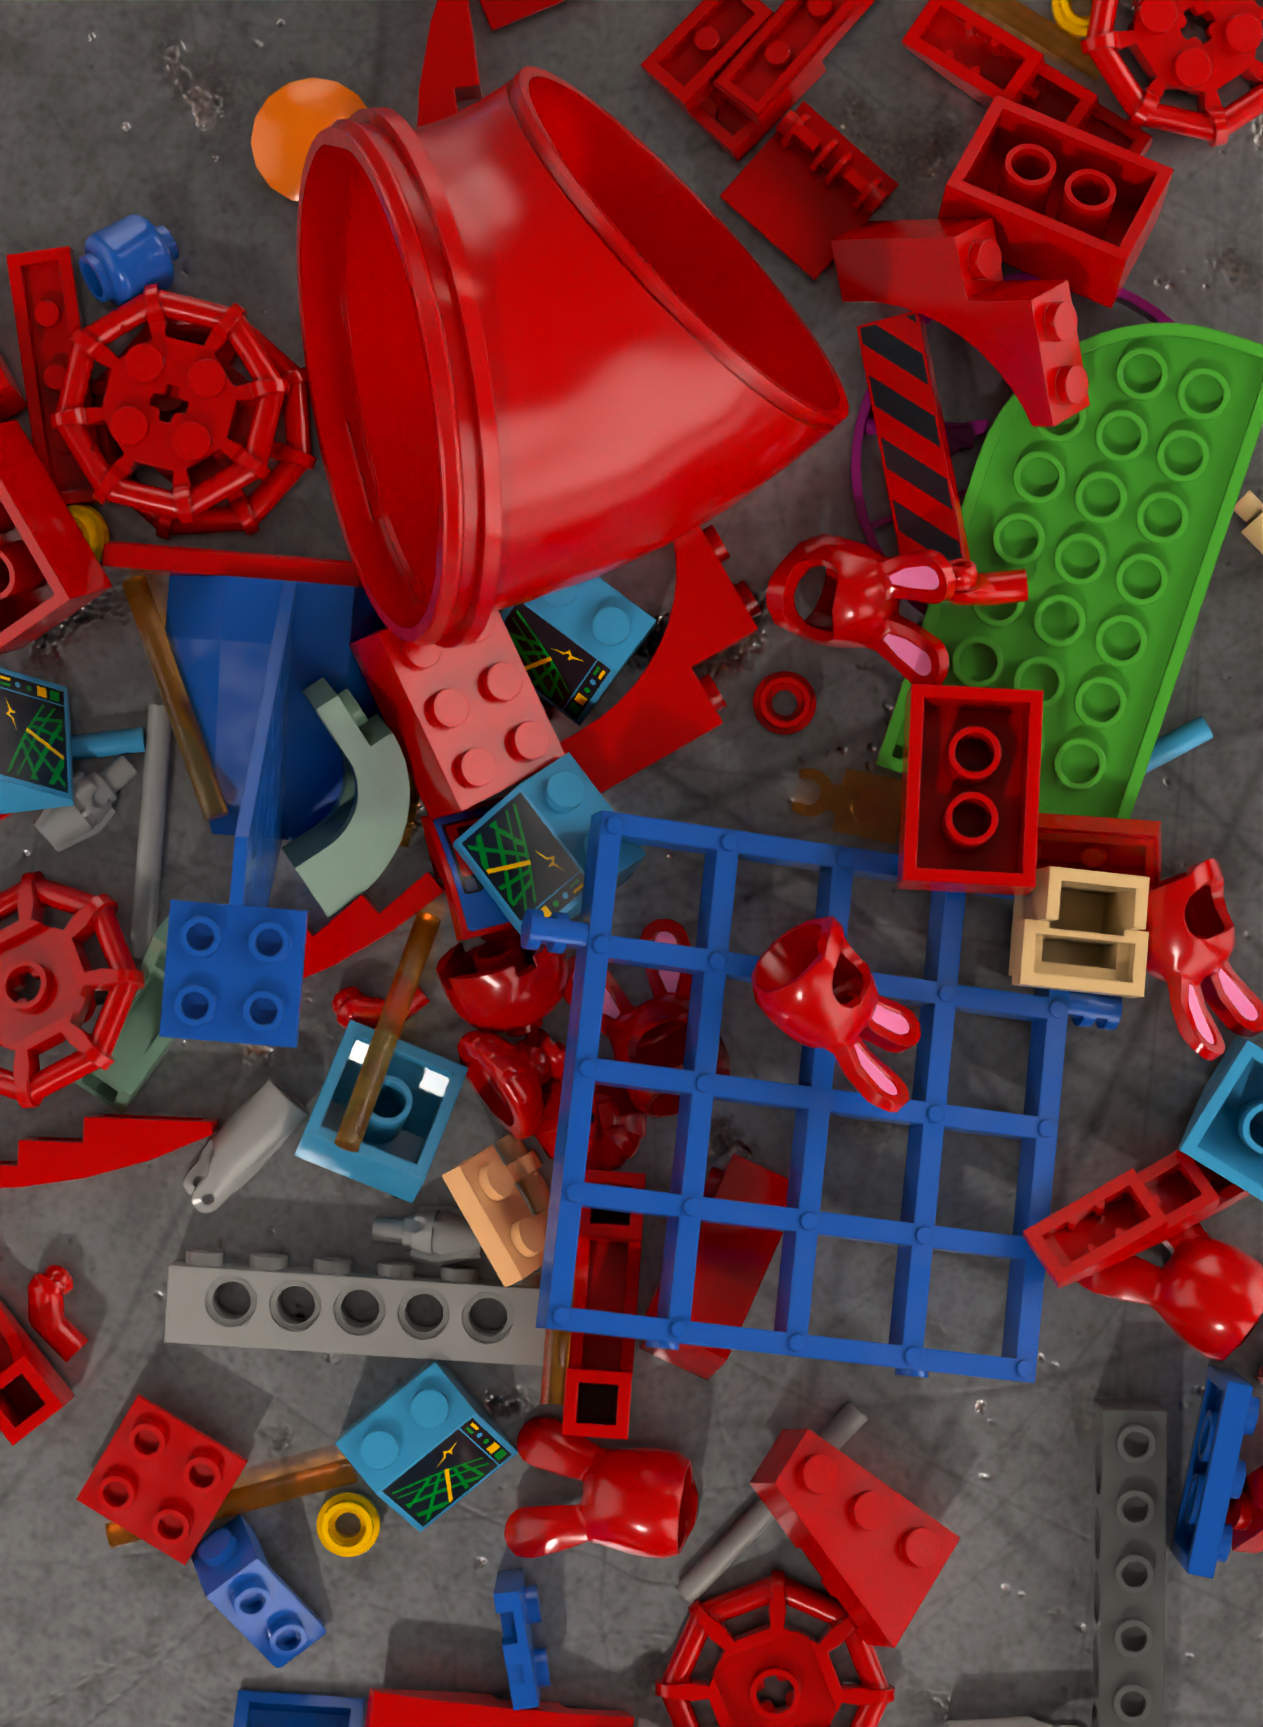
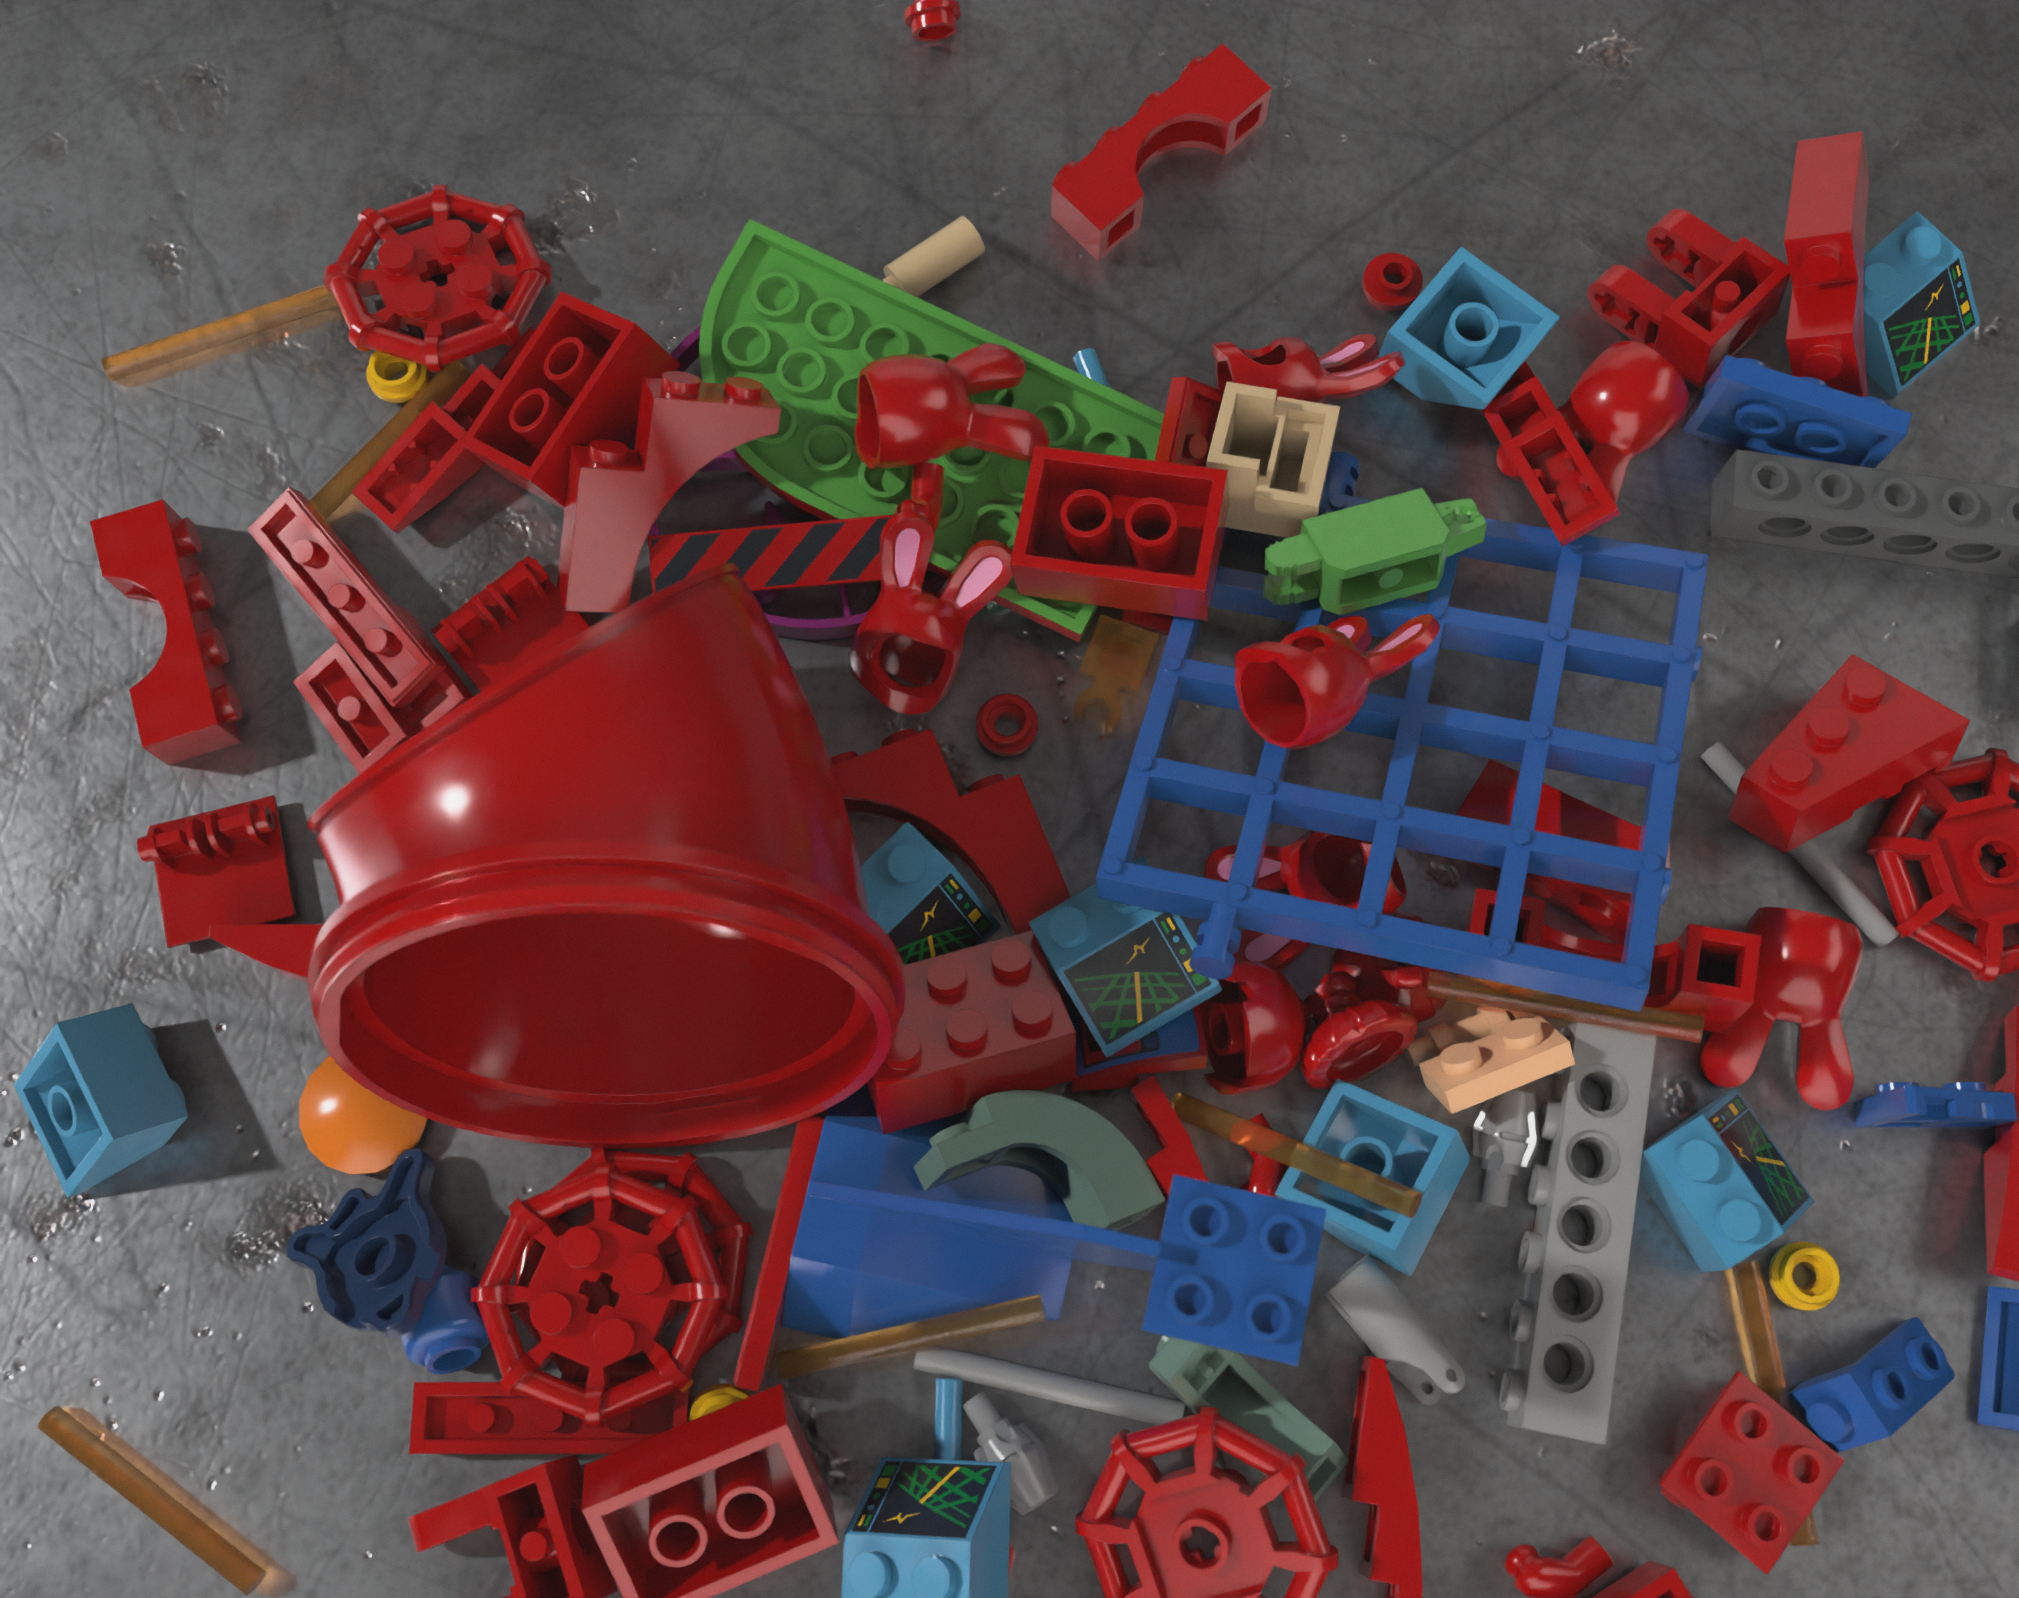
camera: 80 degrees left, 15 degrees down
(178, 188) = (378, 1252): none -> dark blue tile
(988, 1045) = (1371, 552): none -> bright green hinge
(1077, 568) = (921, 408): none -> red piece

